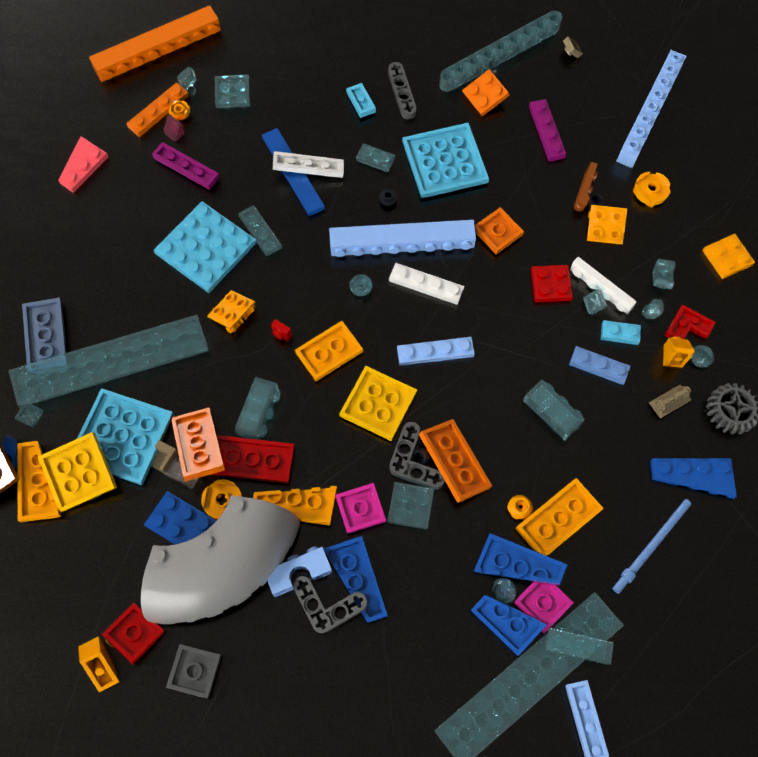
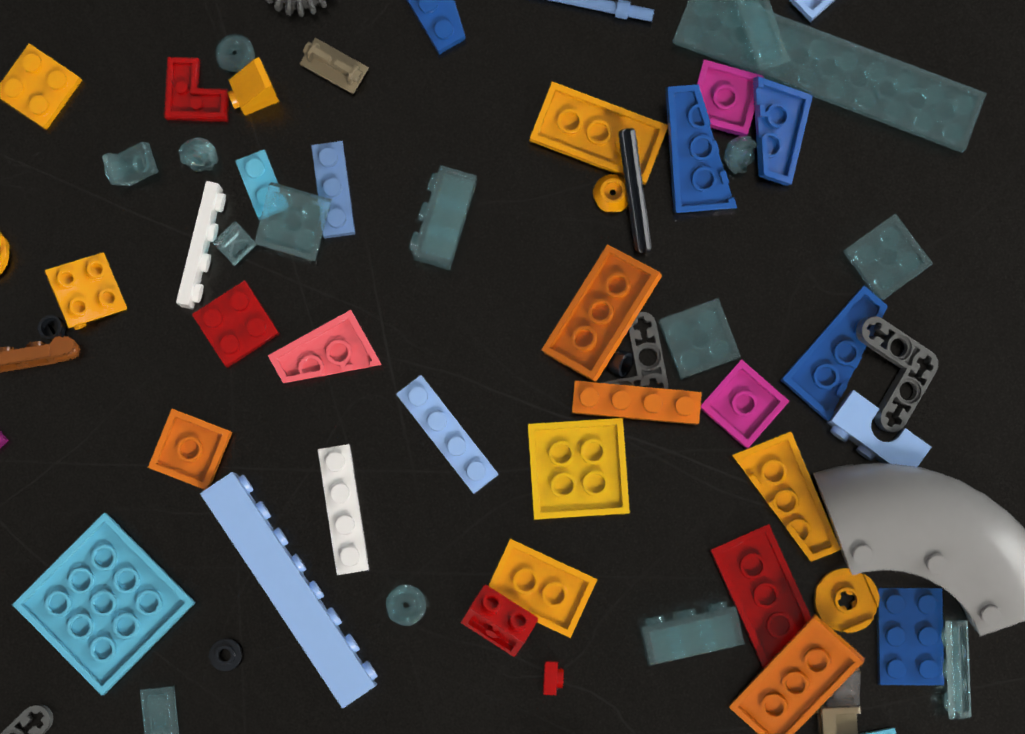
camera: 120 degrees left, 15 degrees up
(141, 533) = (957, 669): none -> clear light blue plate
(326, 322) = (499, 620): none -> red bracket
(395, 450) = (636, 402): none -> orange plate
(395, 641) = (888, 257): none -> clear light blue plate
(513, 316) = (326, 351): none -> coral wing
(515, 516) = (634, 190): none -> black axle
(592, 333) = (292, 221): none -> clear light blue plate

